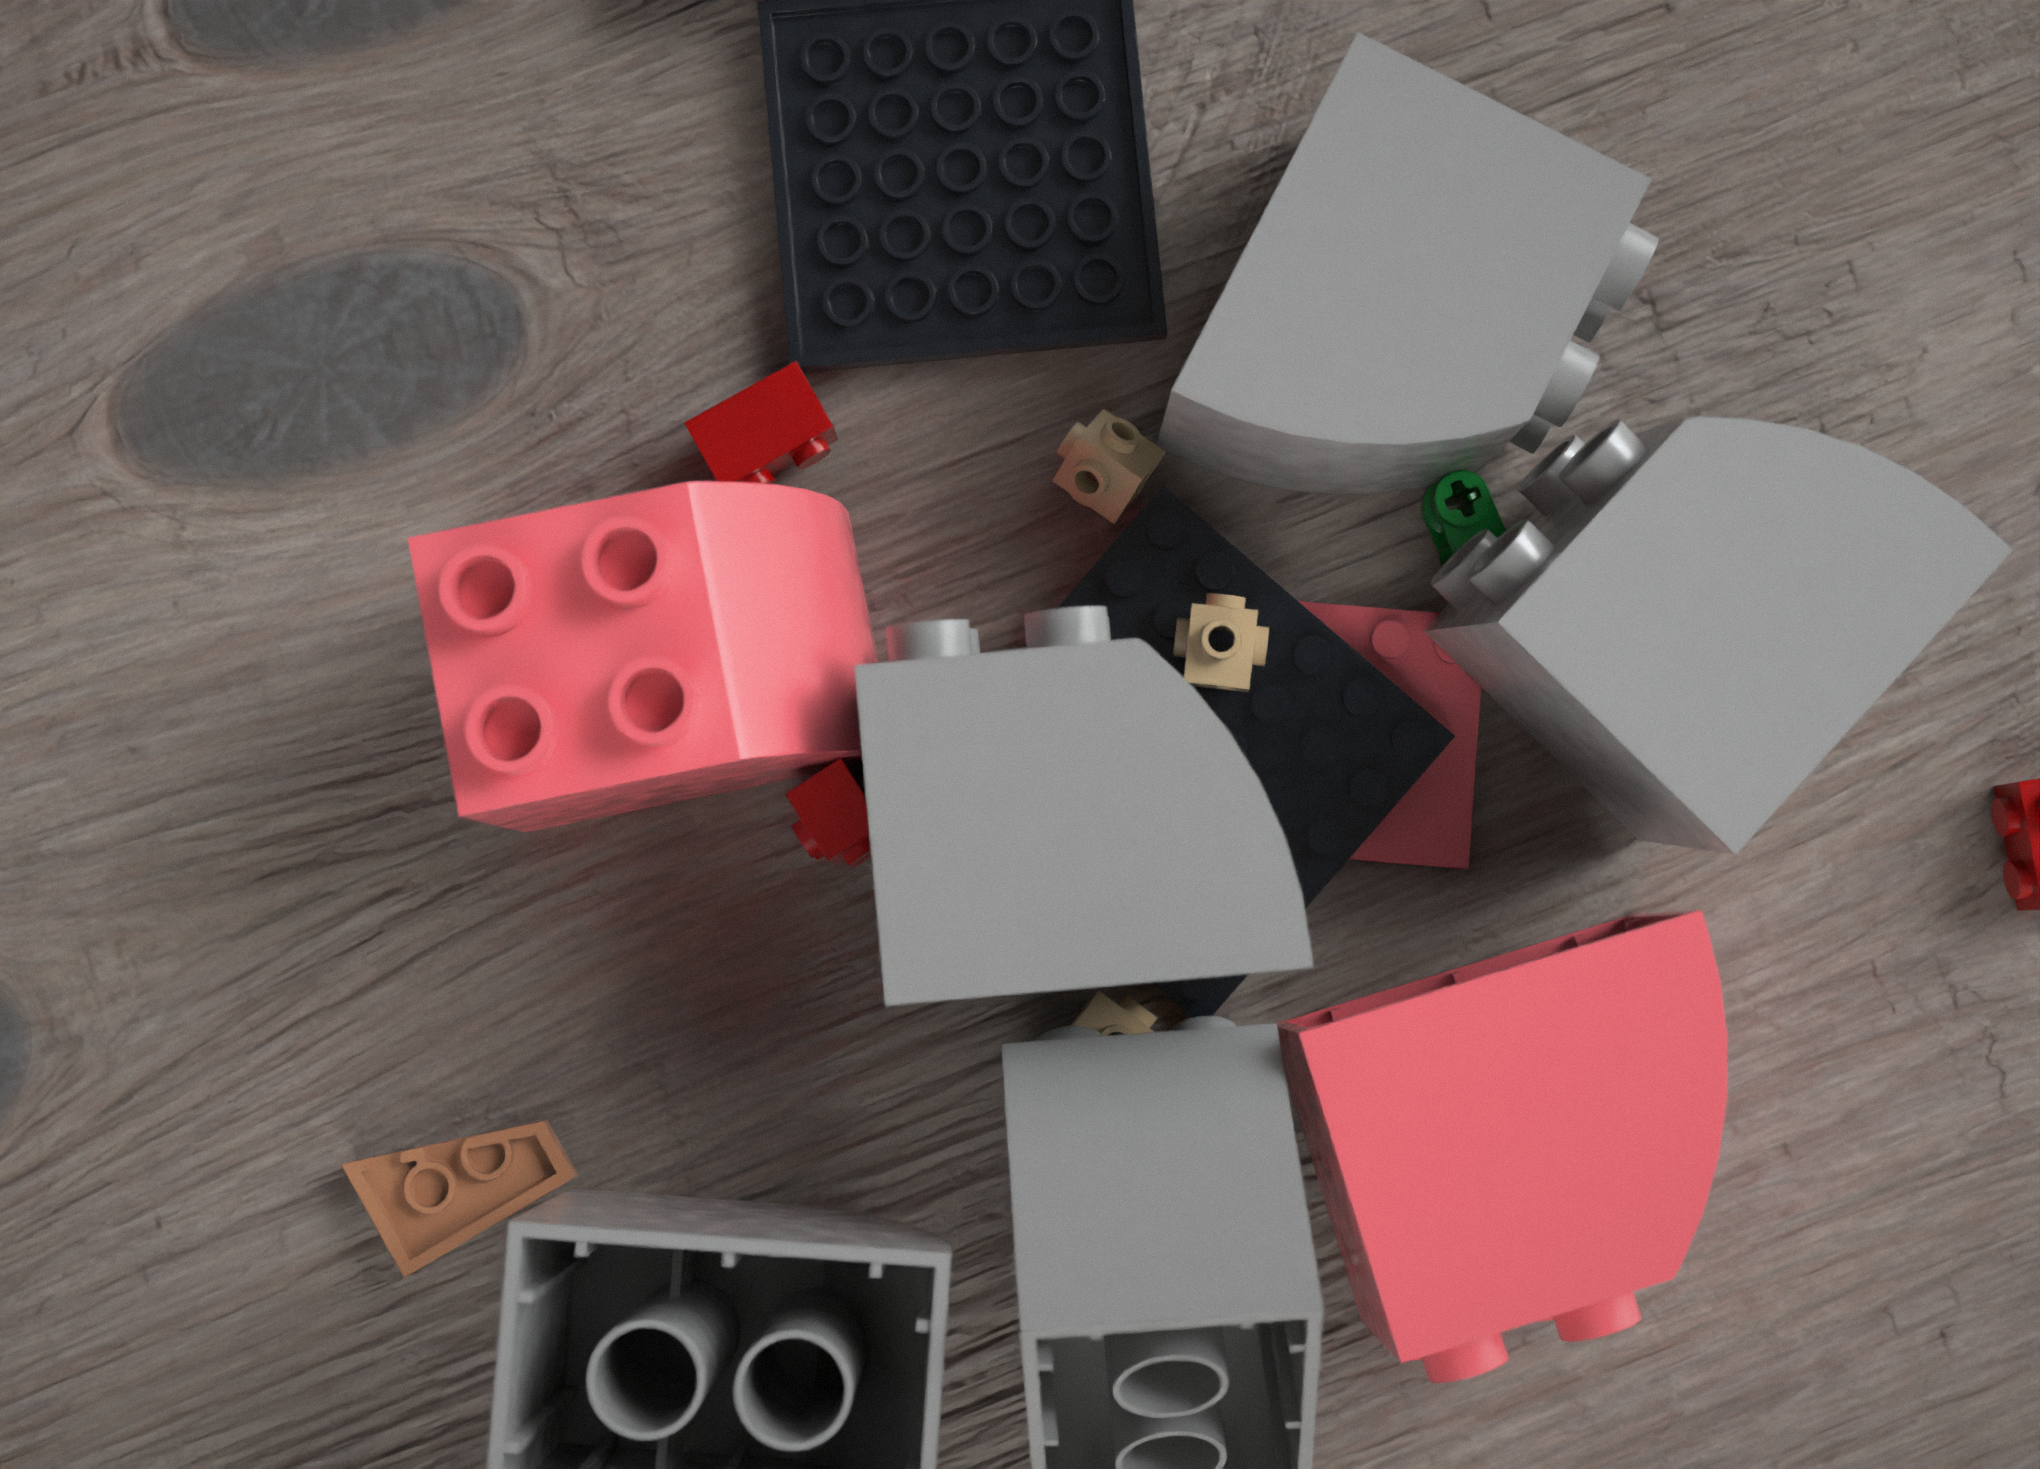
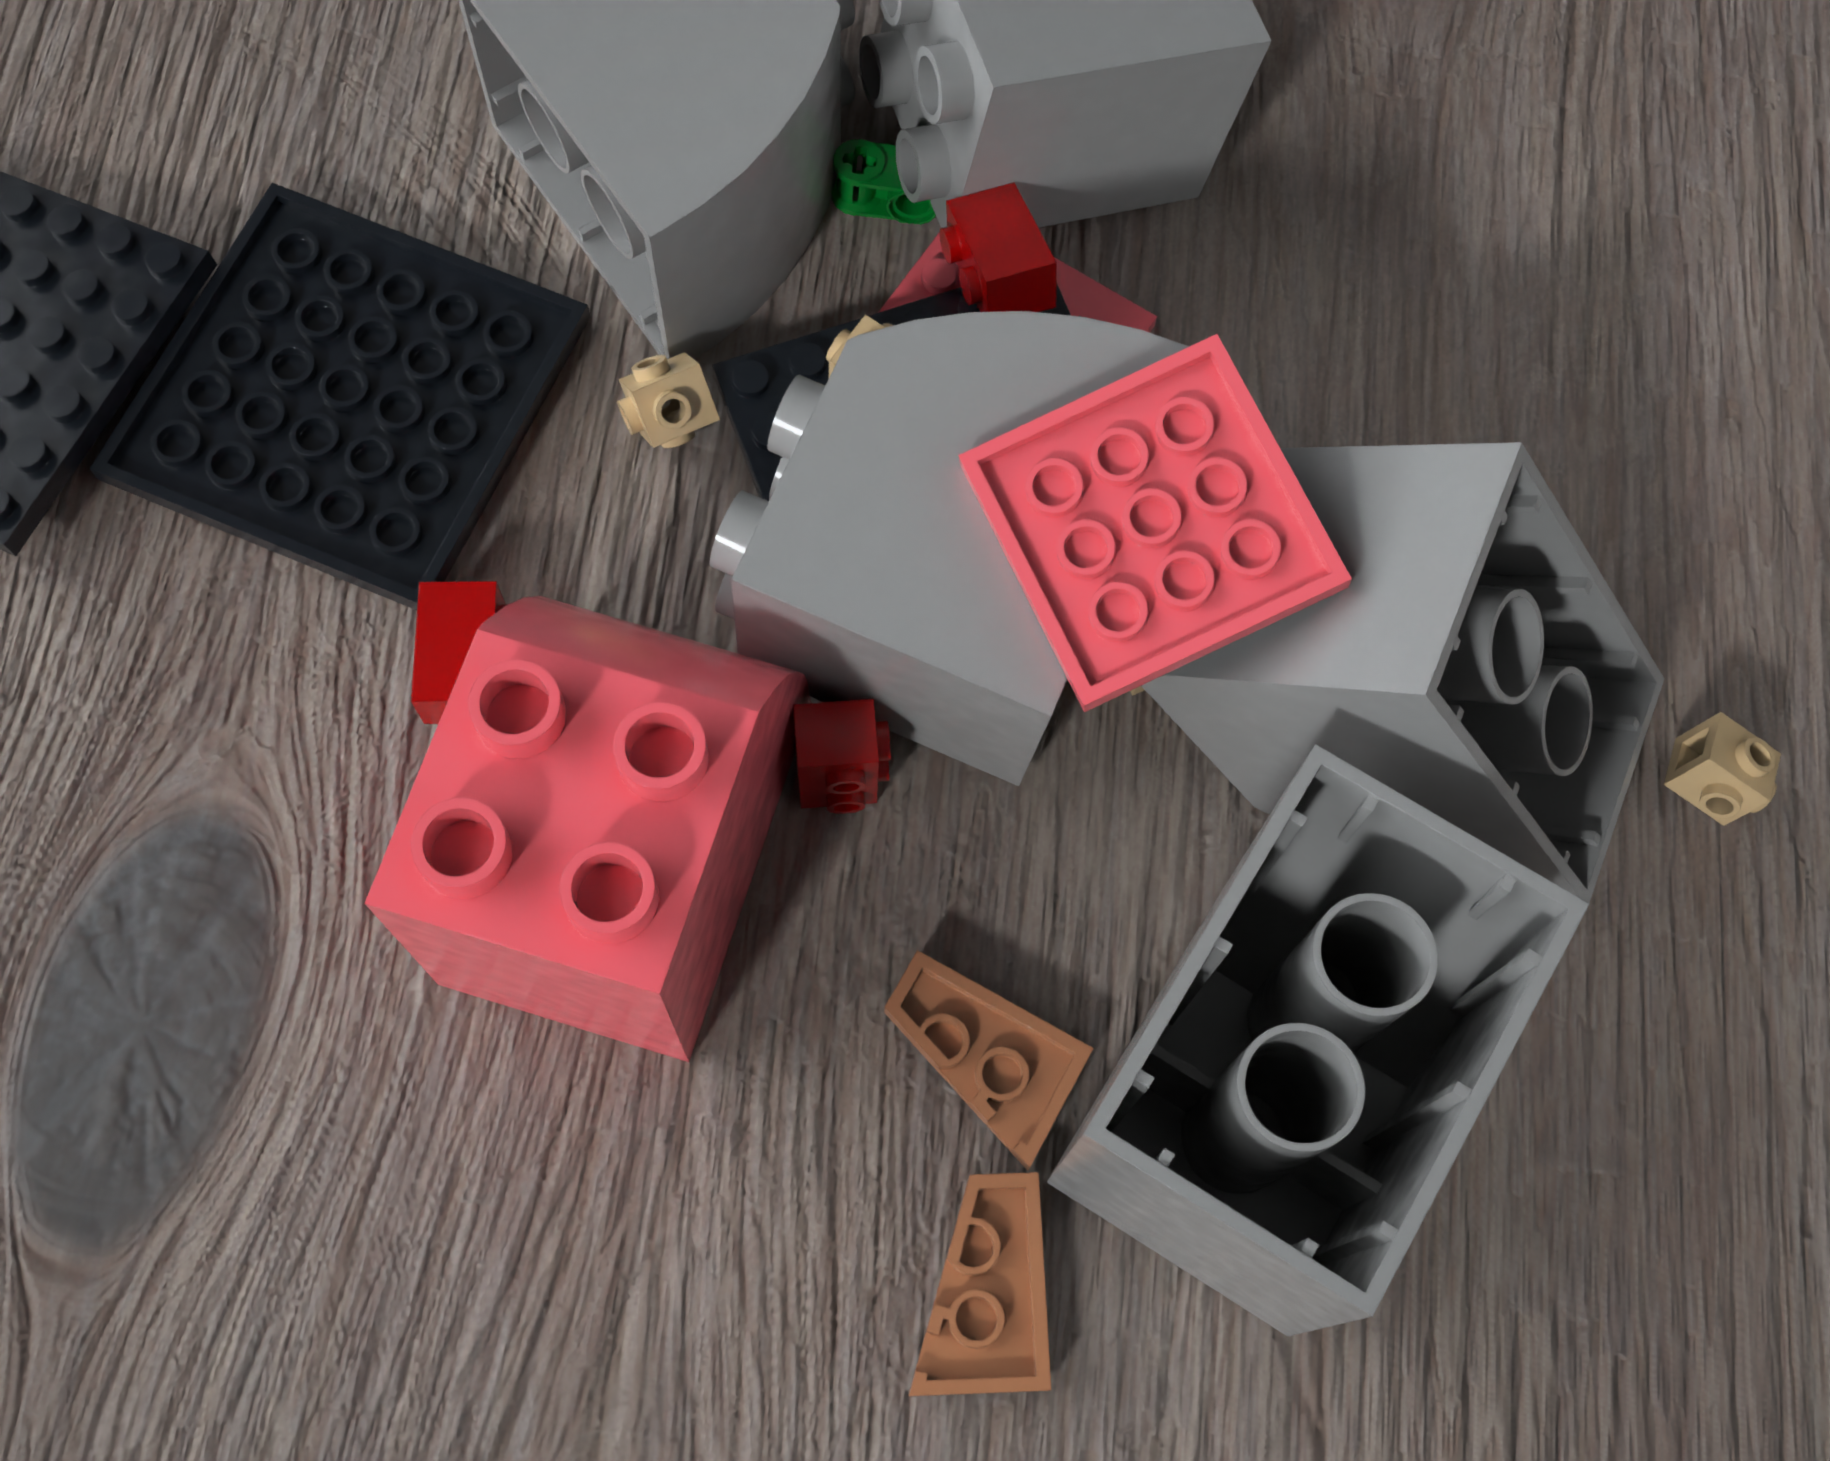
camera: 65 degrees left, 15 degrees down
(660, 1084) = (989, 1051): none -> nougat wing
(1099, 1006) = (1153, 522): none -> coral plate
(1410, 695) = (999, 252): none -> red brick
(1518, 1135) = (1419, 295): coral slope -> none

